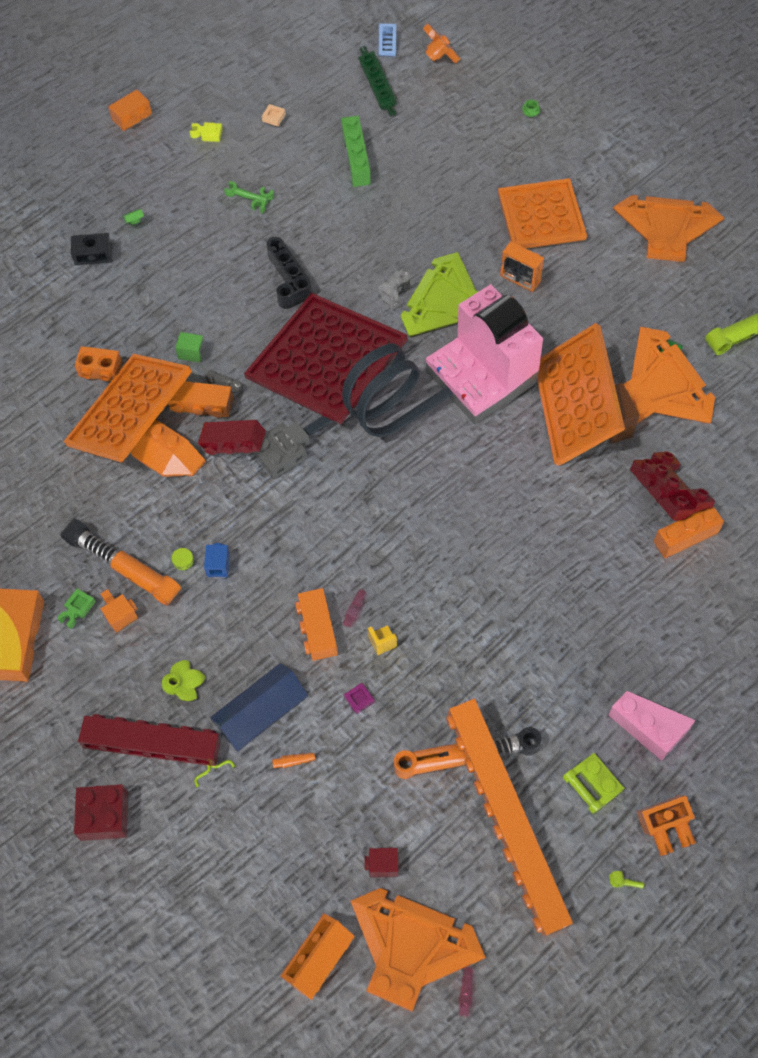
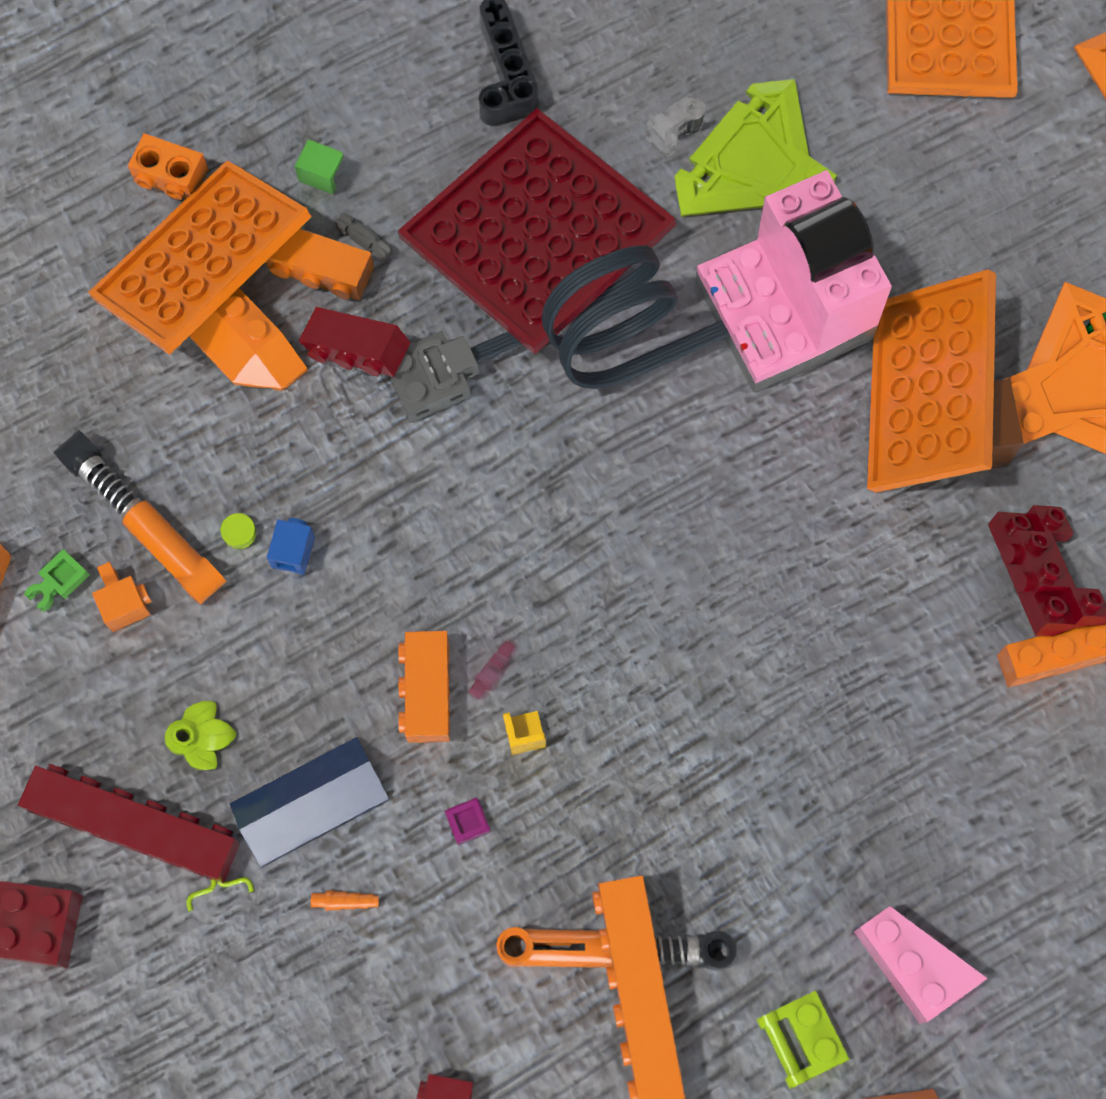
camera: 10 degrees right, 10 degrees up
(521, 266) = (894, 129): orange piece -> none

